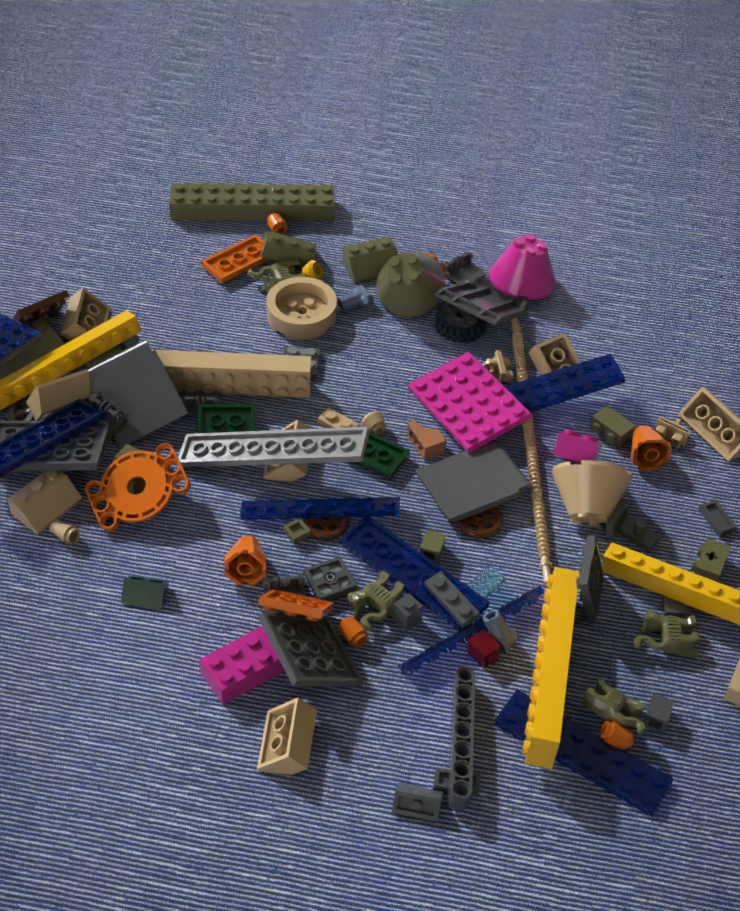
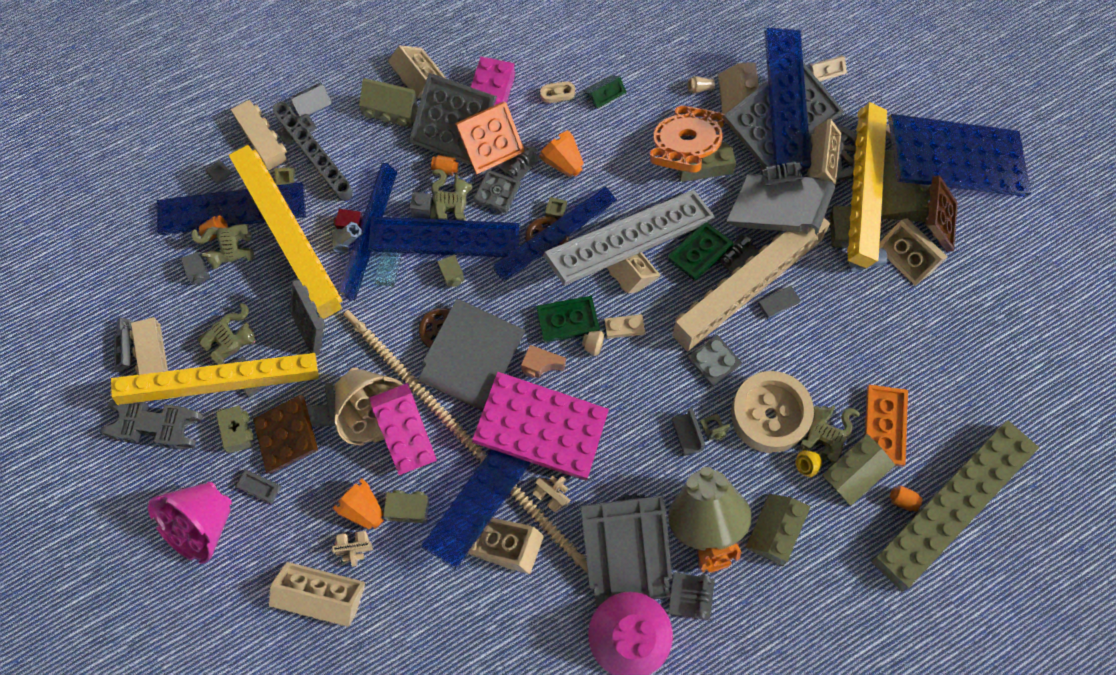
camera: 140 degrees right, 20 degrees up
(187, 619) = (557, 91): none -> tan plate
(349, 324) = (718, 433): none -> olive bracket
(349, 723) = (388, 102): none -> olive slope
(359, 297) = (742, 470): sand blue piece -> none
(368, 337) = (688, 433): none -> dark grey panel
(452, 599) = (394, 228): dark grey plate -> none
(500, 799) = (259, 134): none -> tan brick
(505, 744) = (284, 175): none -> olive slope
(569, 799) = (218, 172): none -> dark grey tile
(671, 525) = (285, 434): none -> reddish brown plate

